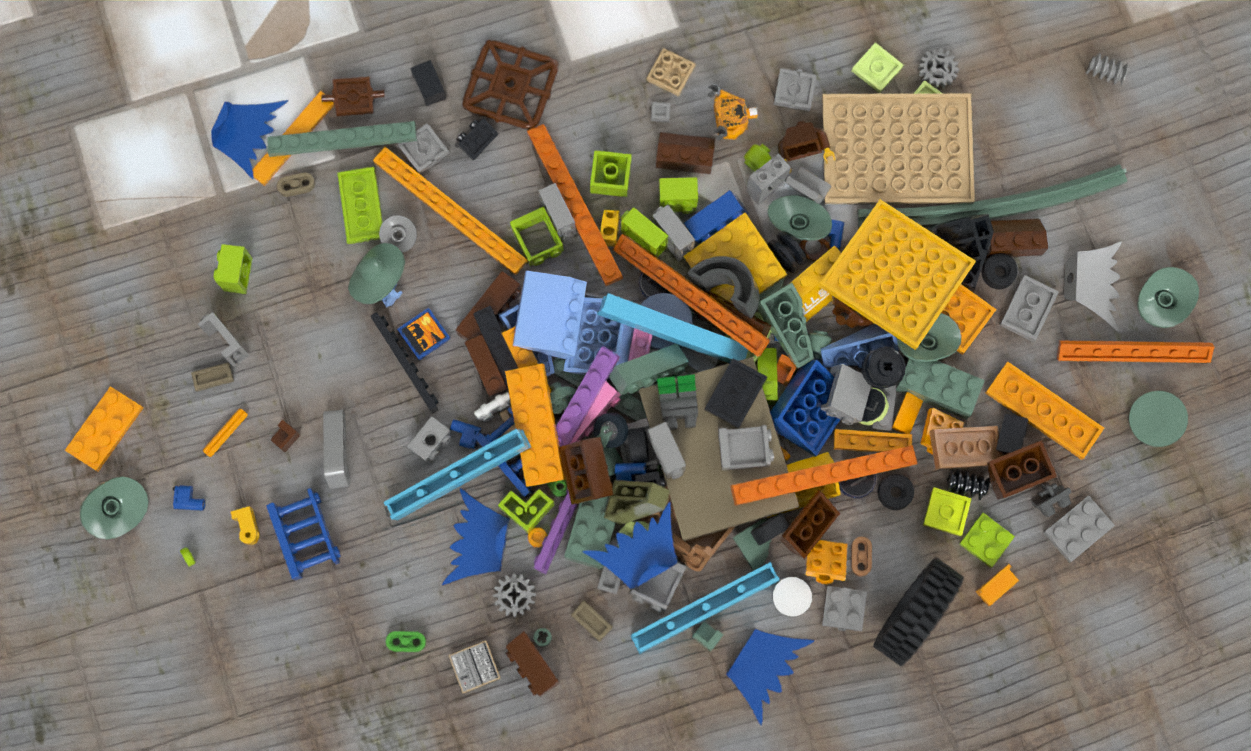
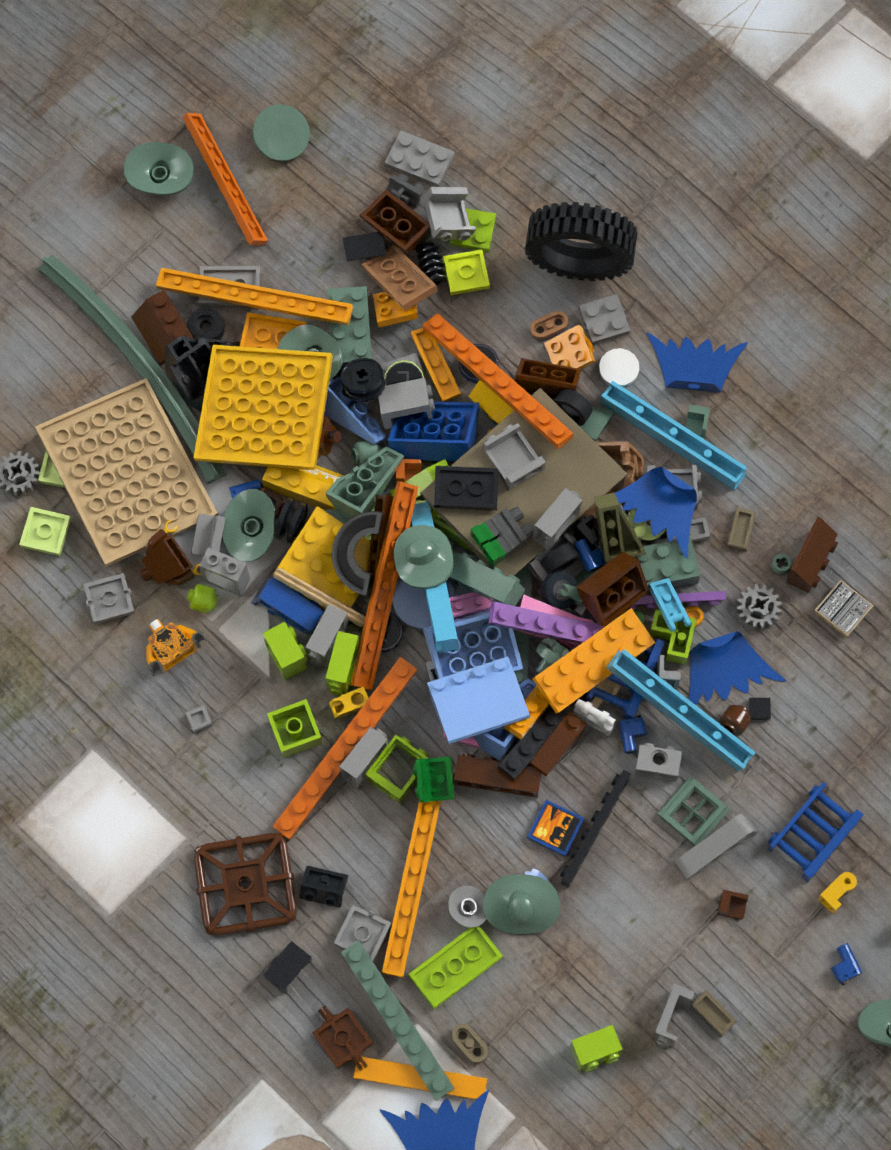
camera: 115 degrees left, 5 degrees down
(104, 429) = (825, 1091): light orange plate -> none
(225, 432) = (761, 966): light orange axle -> none
(392, 442) = (679, 799): none -> sand green piece
(406, 641) = (857, 683): bright green plate -> none
(429, 520) = (735, 719): none -> reddish brown head
(430, 548) = (759, 708): none -> black tile
(490, 479) = (671, 677): none -> light grey panel
(509, 250) = (434, 779): none -> green bracket
(551, 513) = (669, 603): none -> medium azure hinge
(671, 72) = (149, 730): tan tile -> none
(685, 153) = (230, 671): reddish brown slope -> none
(692, 328) = (423, 557): none -> sand green hat
(708, 240) = (317, 595): none -> tan axle
(903, 484) = (476, 312): black tyre -> none
(907, 413) = (391, 347): light orange slope -> none
(997, 585) = (509, 203): light orange panel -> none
(1004, 317) = (254, 296): none -> light orange plate
(1007, 518) = (448, 213): none -> light grey panel
(1044, 410) = (323, 232): light orange plate -> none
(1093, 281) = (176, 241): light grey piece -> none

